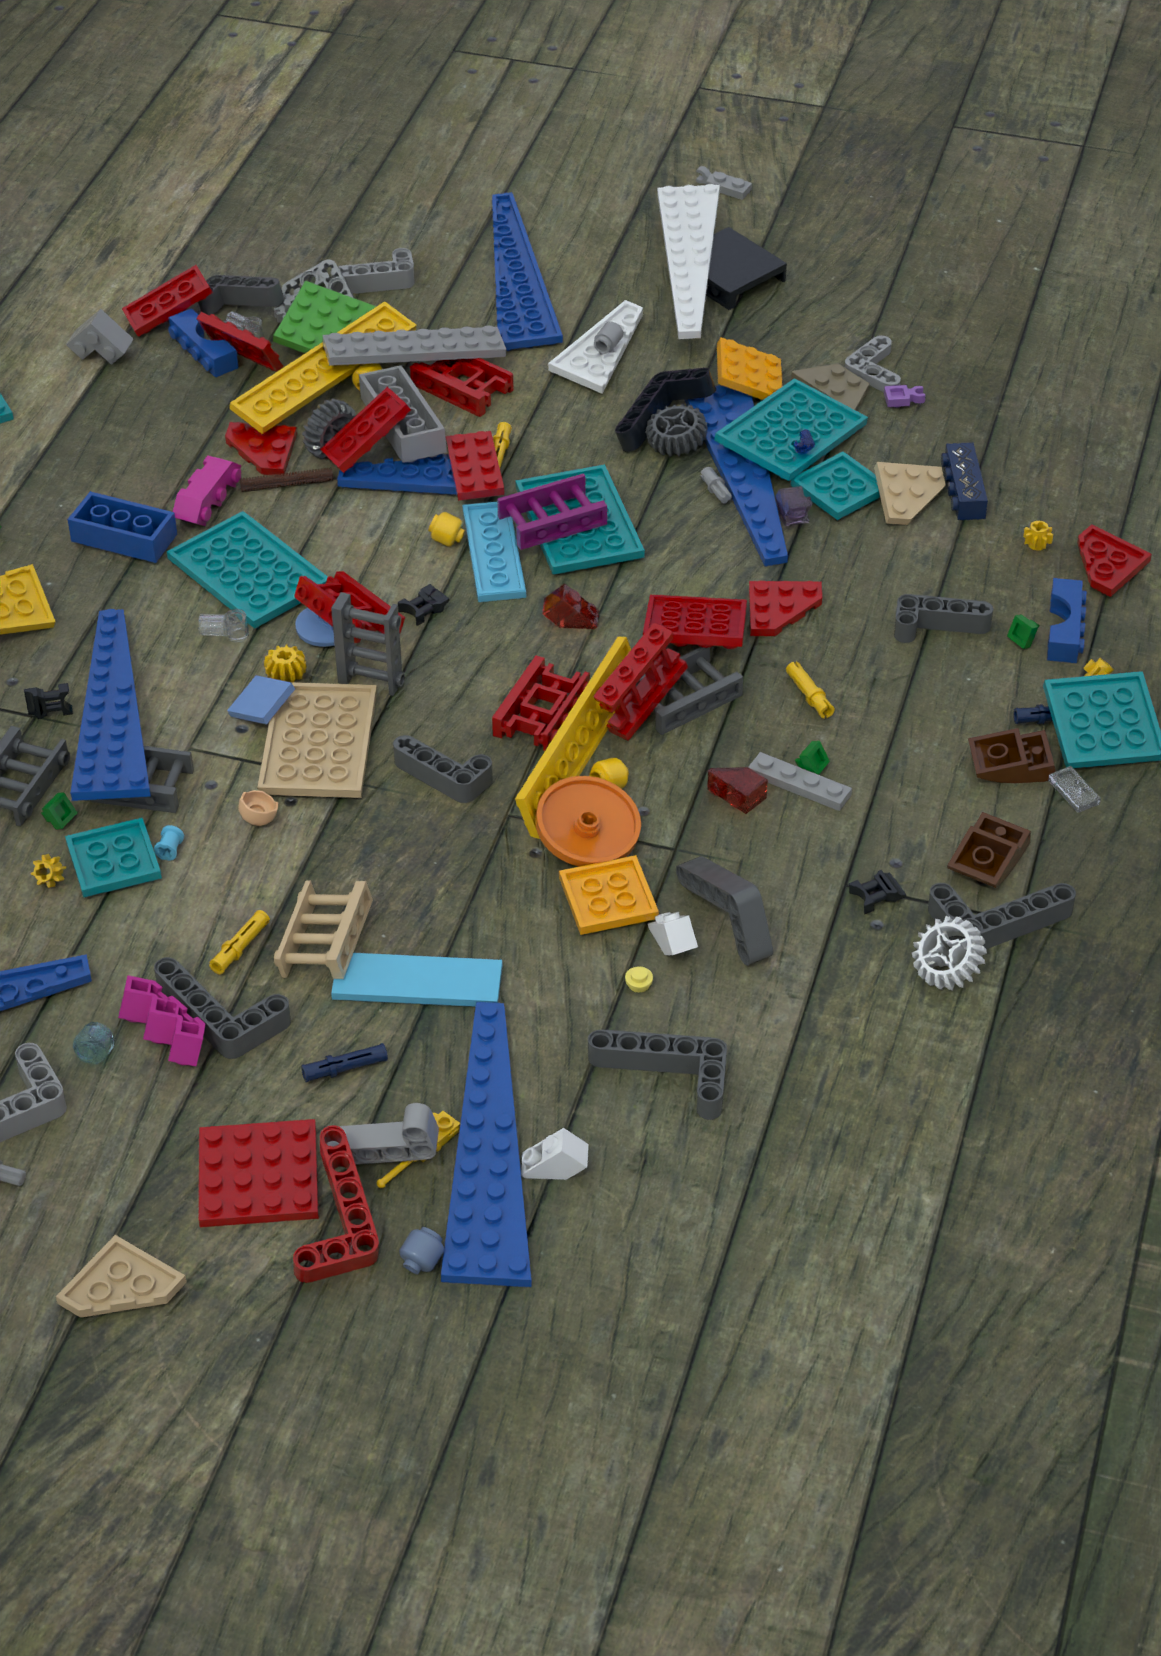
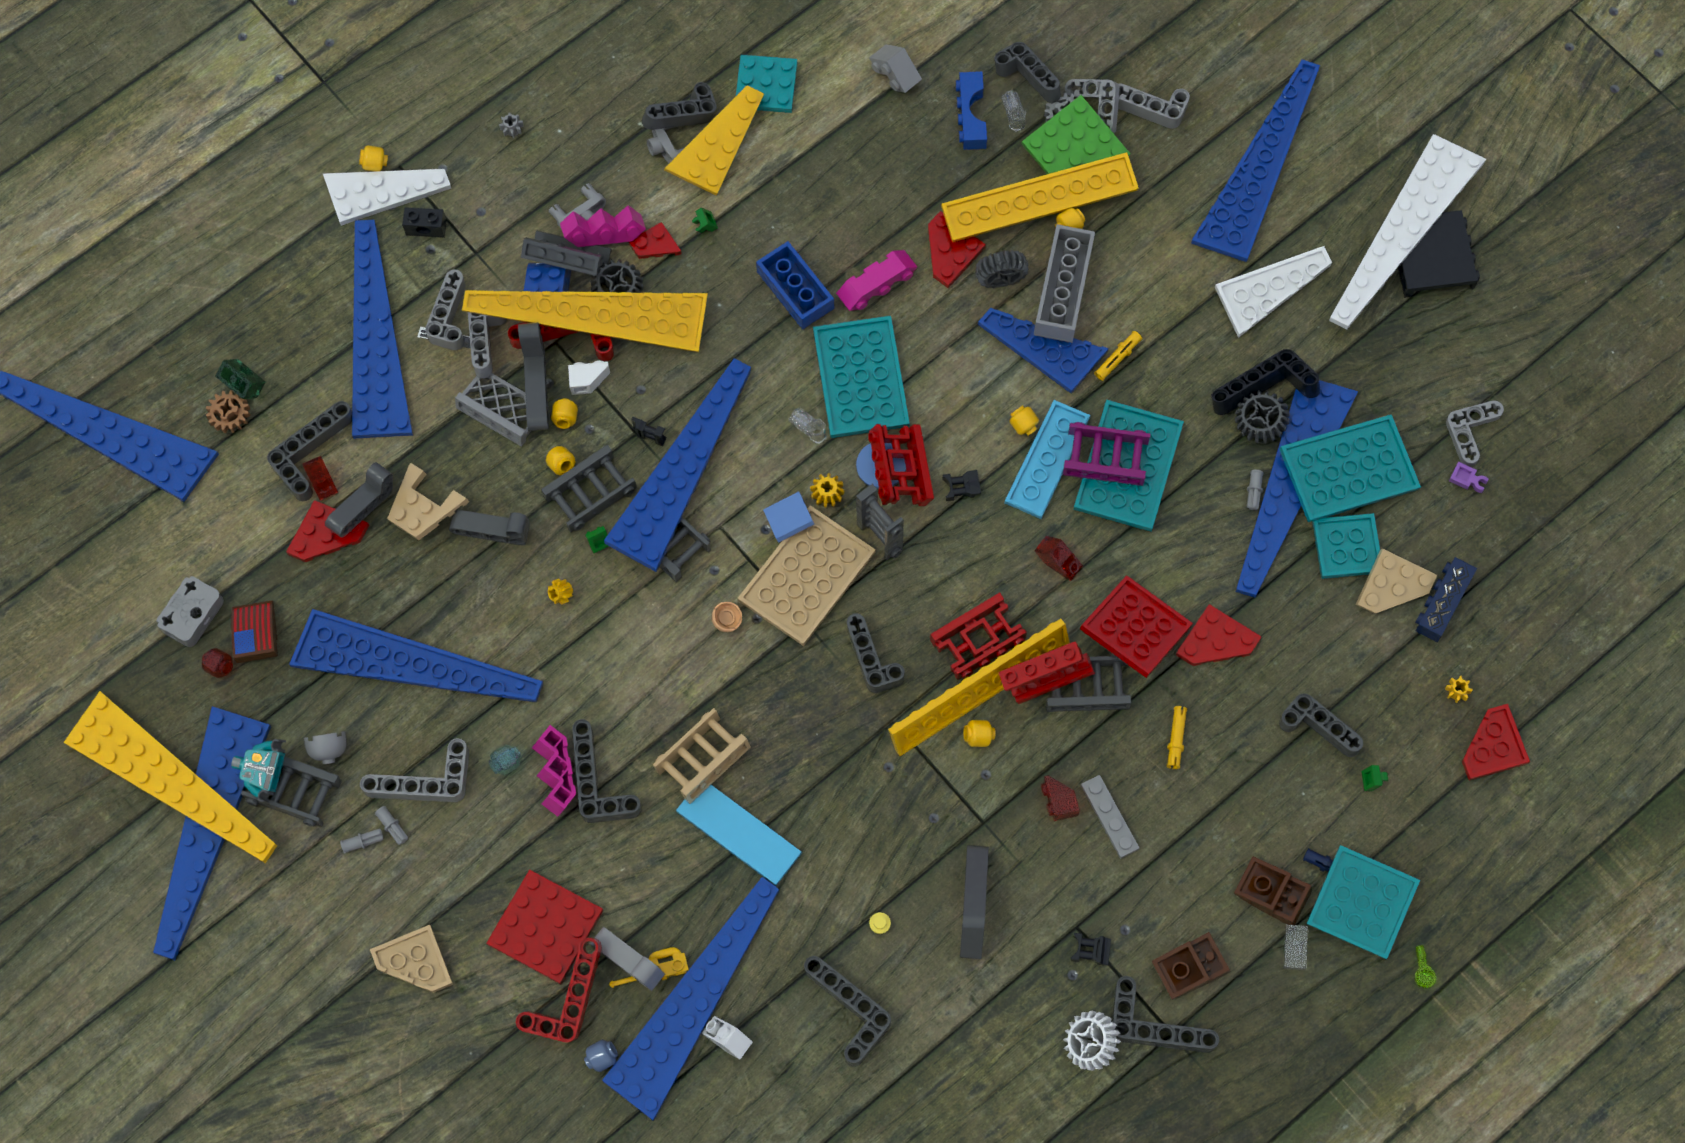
camera: 35 degrees right, 25 degrees up
(113, 857) = (609, 602): teal plate -> none
(167, 300) = (969, 51): red plate -> none
(170, 839) = (651, 612): medium azure bush -> none
(233, 948) = (642, 730): yellow pin -> none
(243, 341) = (994, 131): red plate -> none
(279, 479) = (945, 297): reddish brown axle -> none
(332, 1065) = (639, 871): dark blue pin -> none
(365, 429) = (1020, 293): red plate -> none
(413, 345) = (1118, 216): light grey plate -> none
(461, 393) = (1126, 270): red fence -> none
(474, 465) = (1084, 368): red plate -> none
(587, 821) = (933, 770): orange dish -> none
(608, 337) = (1276, 287): light grey brick -> none
(608, 894) = (907, 839): light orange plate -> none
(673, 933) = (925, 901): white slope -> none
(728, 185) = (1504, 146): light grey plate -> none
(747, 369) = (1362, 384): light orange plate -> none
(793, 506) = (1293, 549): clear purple brick -> none
(806, 444) = (1343, 497): clear blue arm -> none
(813, 758) = (1131, 805): green tile -> none
(835, 382) = (1424, 434): dark tan wing -> none
(1064, 638) = (1429, 767): blue arch -> none
(1098, 668) = (1396, 853): yellow gear -> none

